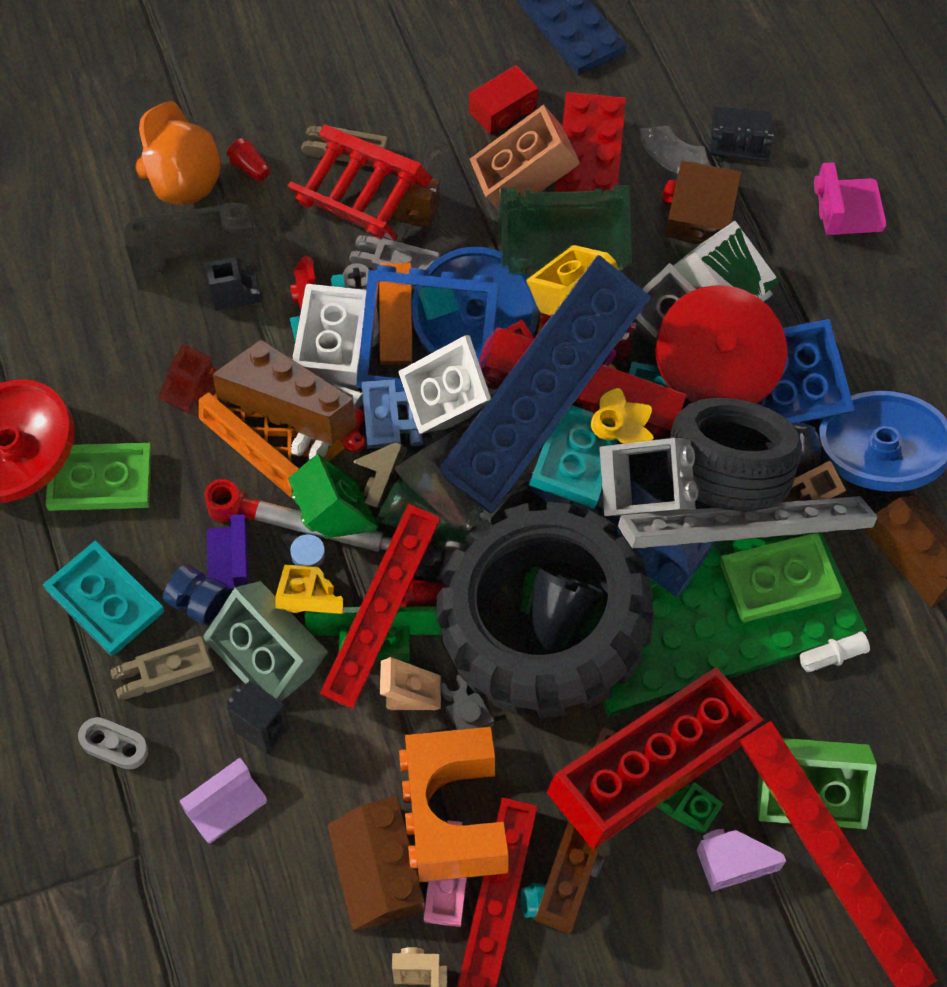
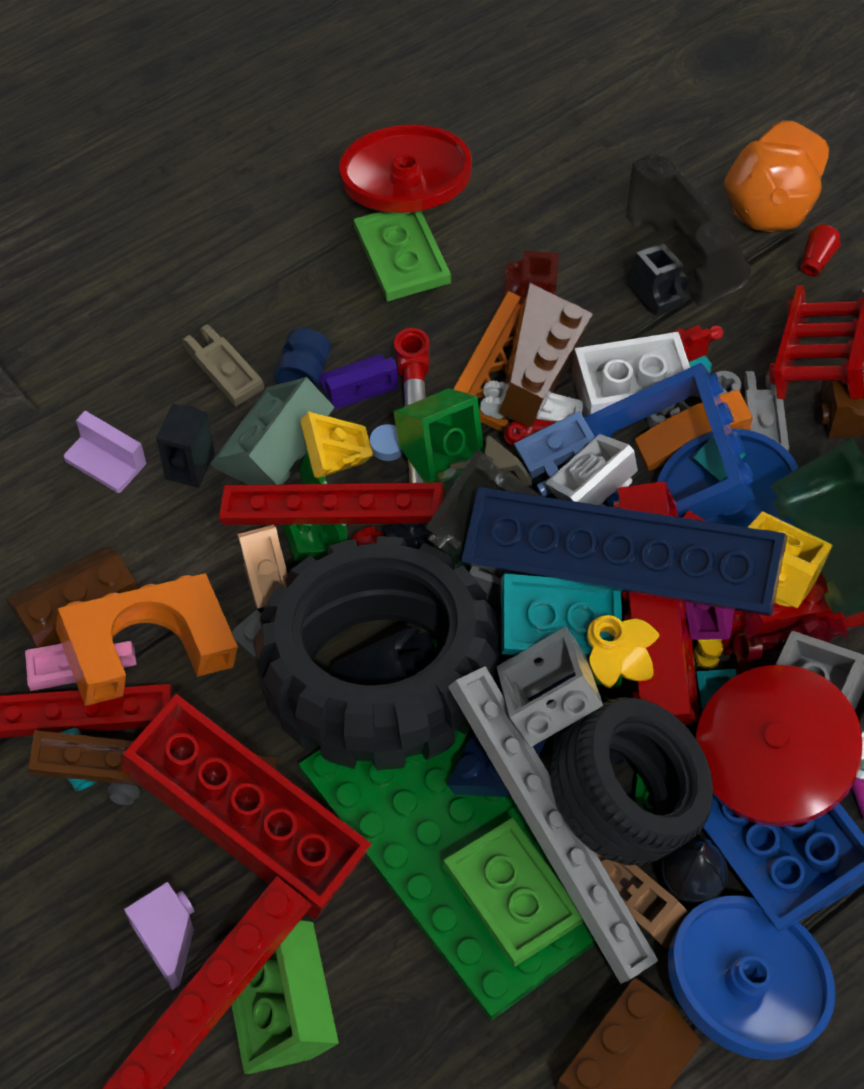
camera: 75 degrees right, 5 degrees down
(103, 598) = (277, 296): teal plate -> none
(115, 743) = (133, 353): light grey plate -> none
(692, 807) = (215, 875): green slope -> none
(834, 652) = (450, 986): white axle -> none

